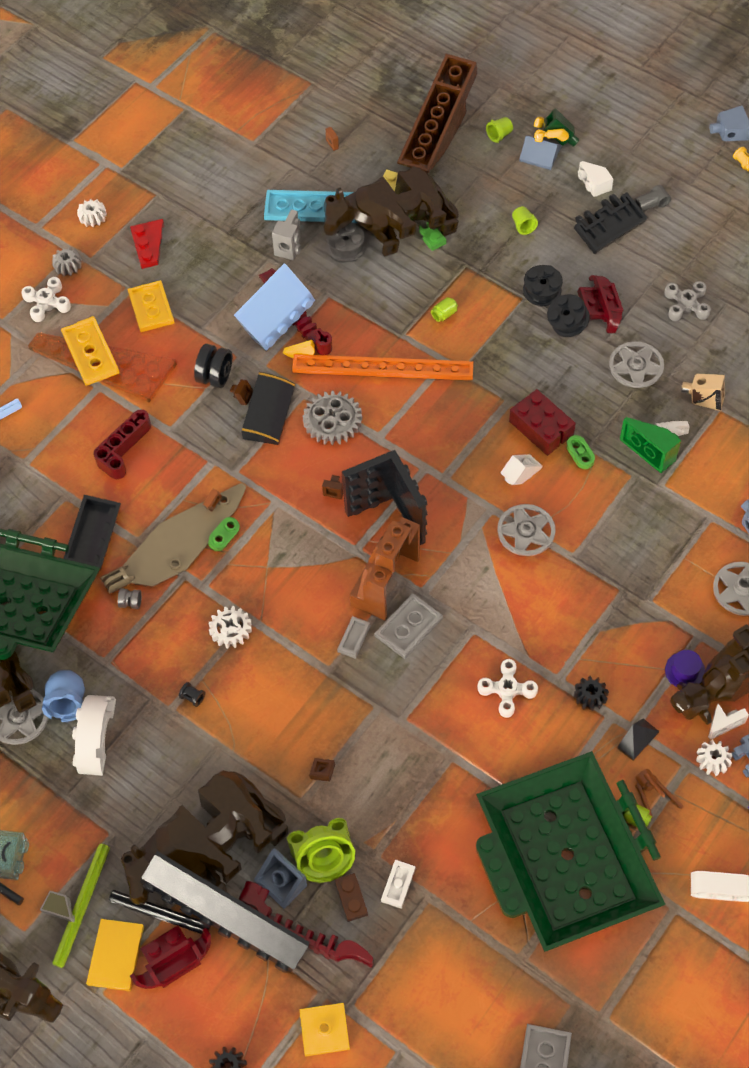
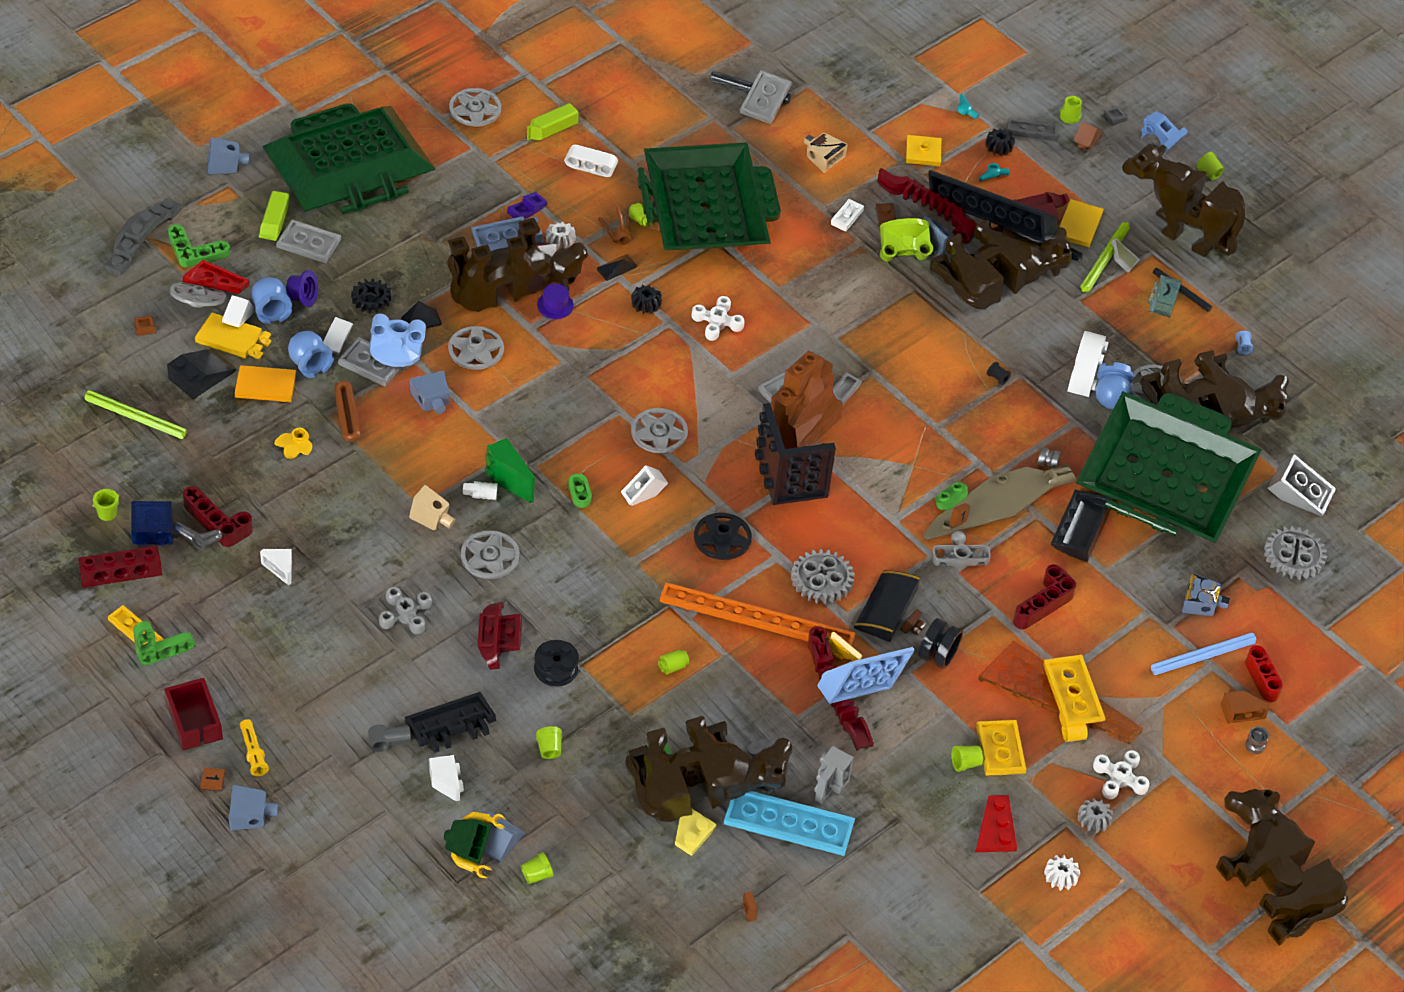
camera: 175 degrees left, 10 degrees down
(178, 283) = (966, 757): none -> lime piece
(214, 467) = (959, 554): none -> light grey piece
(230, 627) = (955, 415): white gear -> none
(231, 1015) = (993, 171): none -> teal animal
(322, 769) = (893, 299): reddish brown tile -> none
(333, 487) = (837, 510): reddish brown tile -> none
(434, 439) = (722, 536): none -> black wheel
(440, 114) = (613, 881): reddish brown slope -> none
(447, 984) = (825, 150): none -> tan torso
(542, 422) = (609, 522): dark red piece -> none
(568, 315) = (543, 615): black wheel -> none

